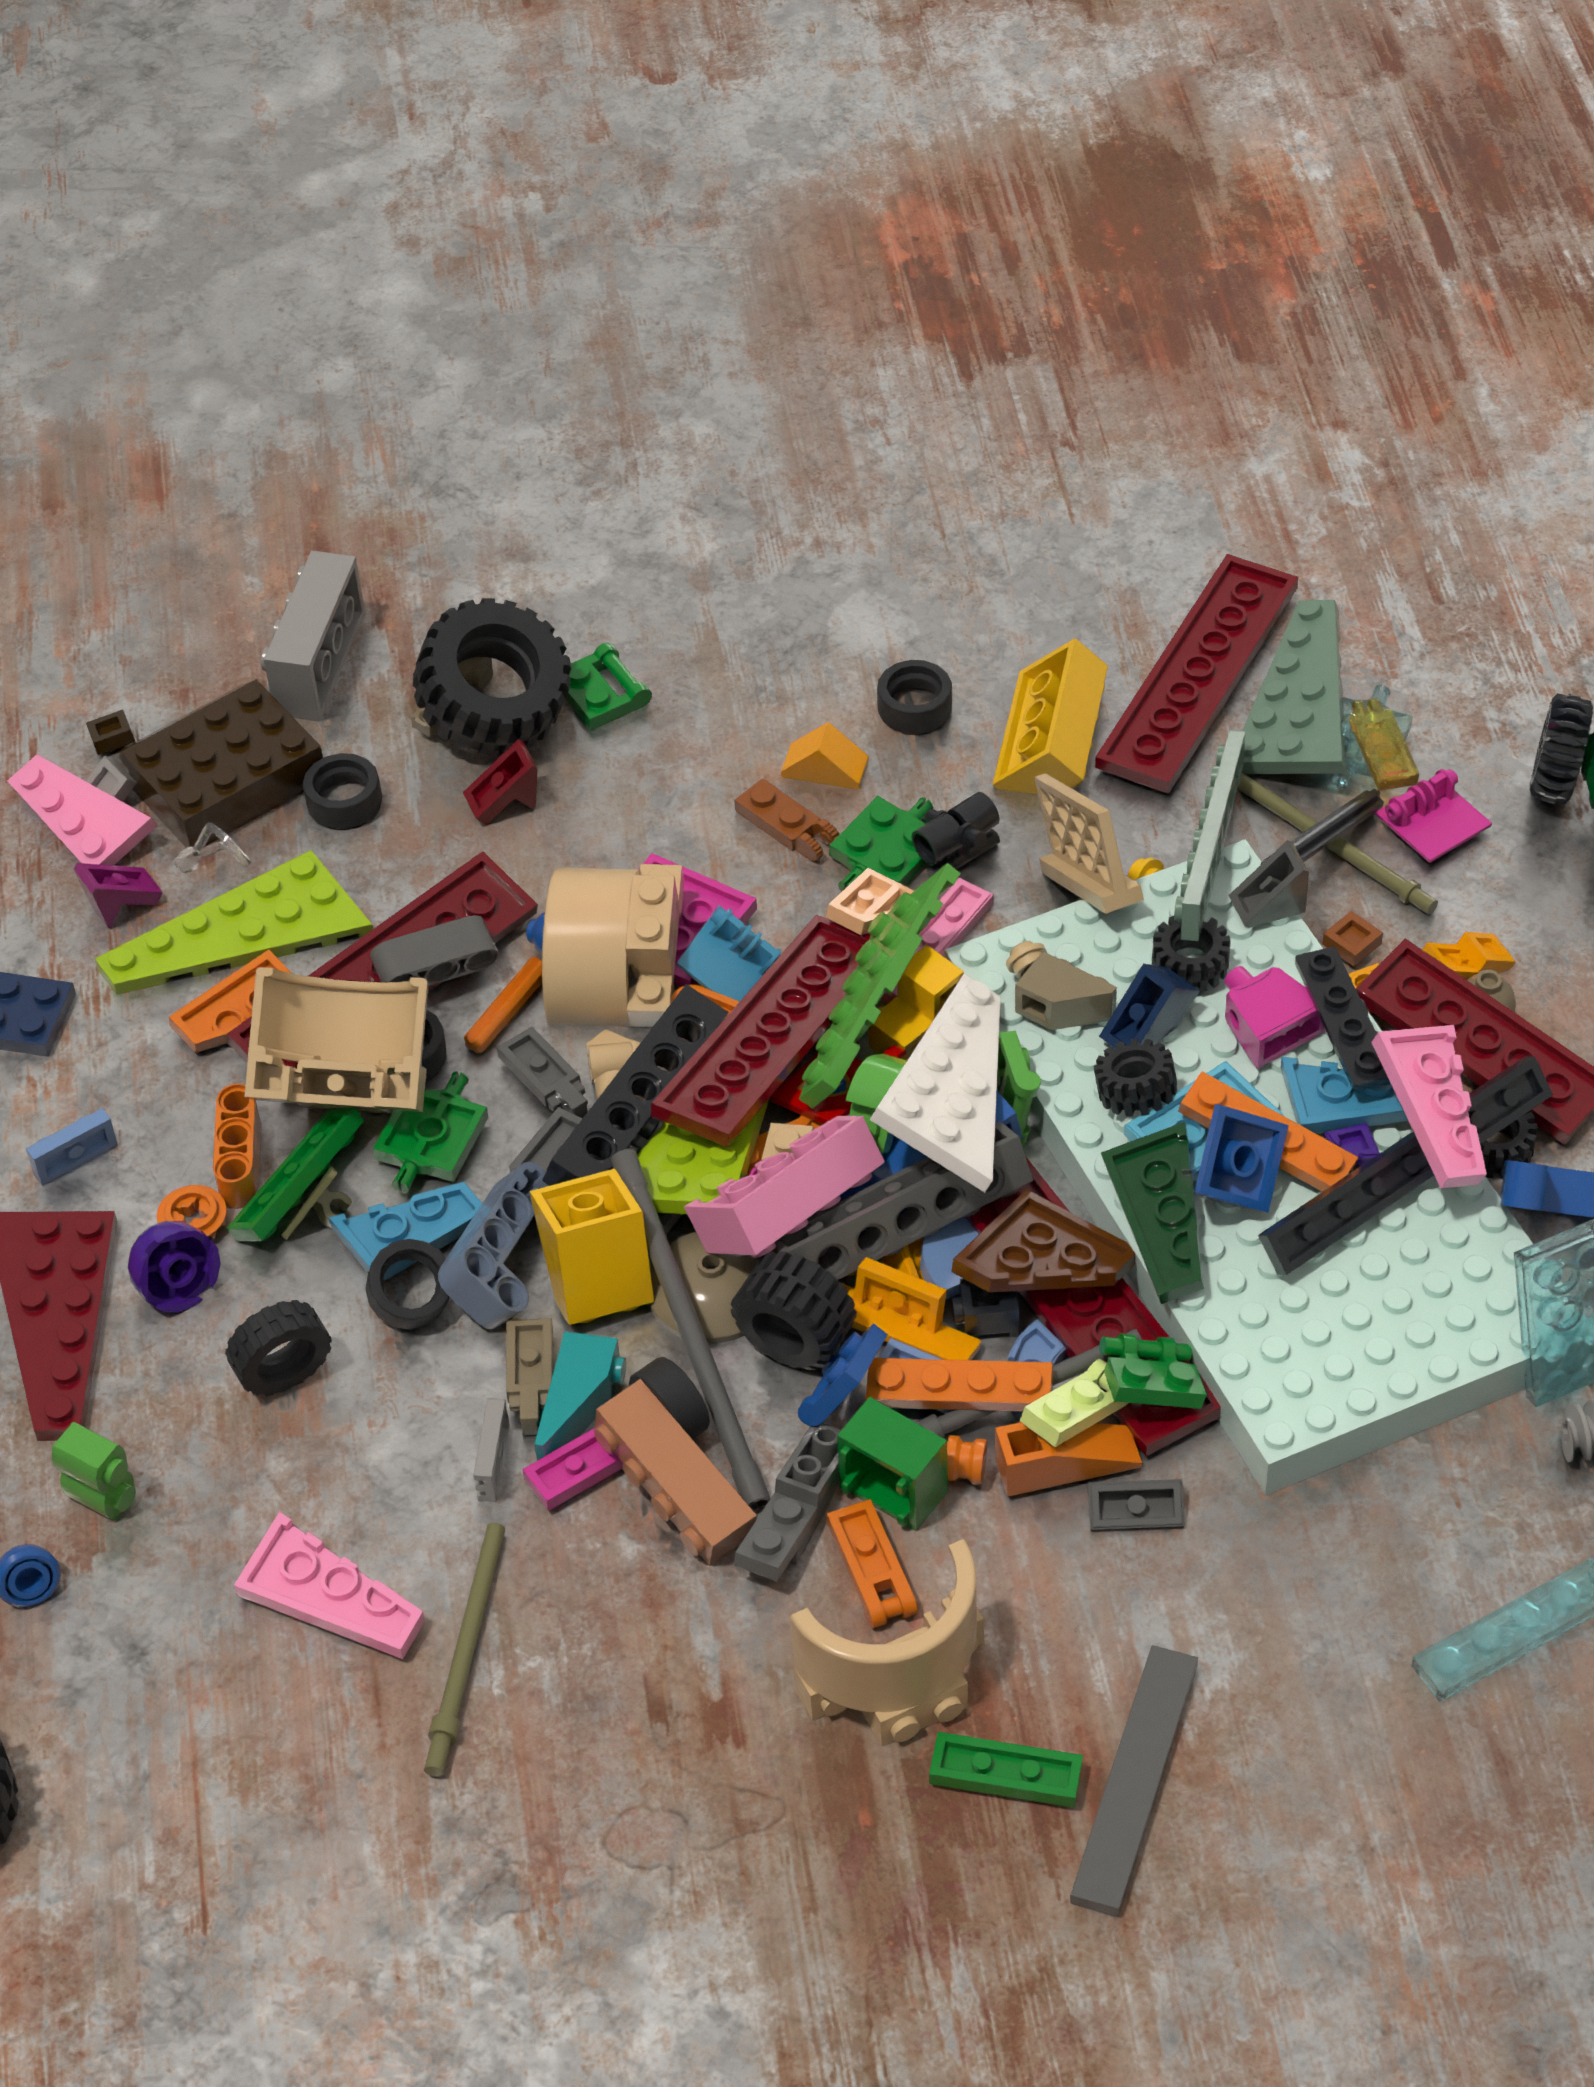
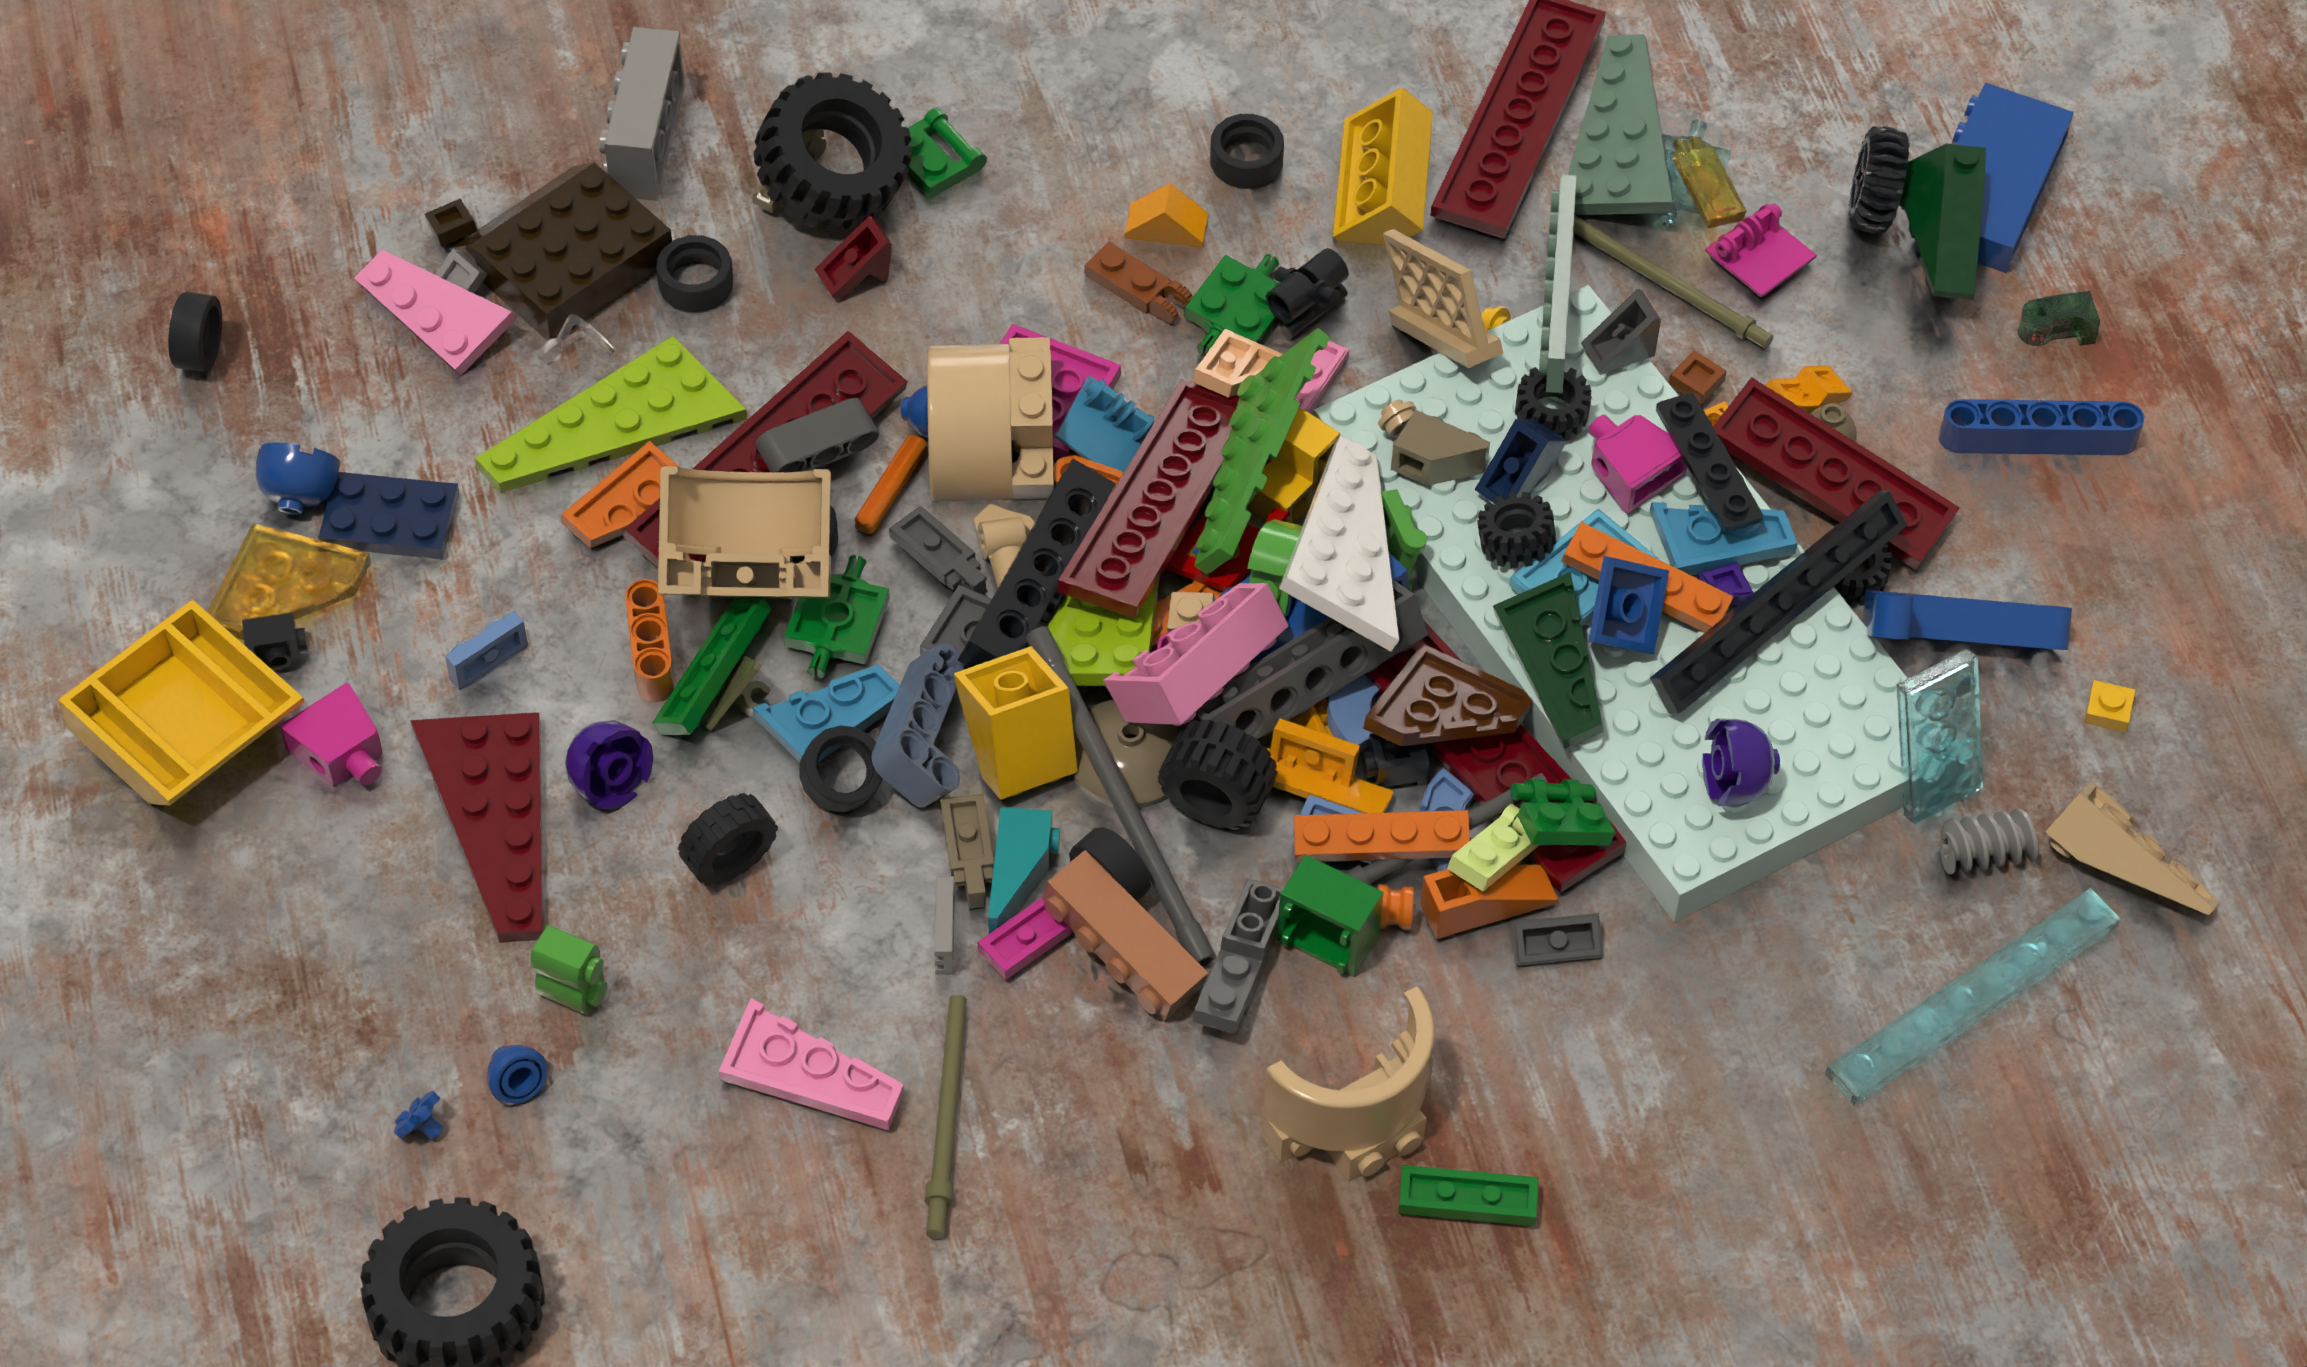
camera: 10 degrees left, 5 degrees up
(112, 886) = (484, 383): magenta slope -> none
(187, 1200) = (606, 698): orange gear -> none
(841, 1375) = (1271, 834): blue plate -> none
(871, 1562) = (1318, 1010): orange plate -> none
(1134, 1781) = (1586, 1197): dark grey tile -> none
(1337, 824) = (1669, 265): black axle -> none
(1343, 1328) = (1739, 762): none -> dark purple cylinder
(1430, 1090) = (1799, 533): bright pink wing -> none

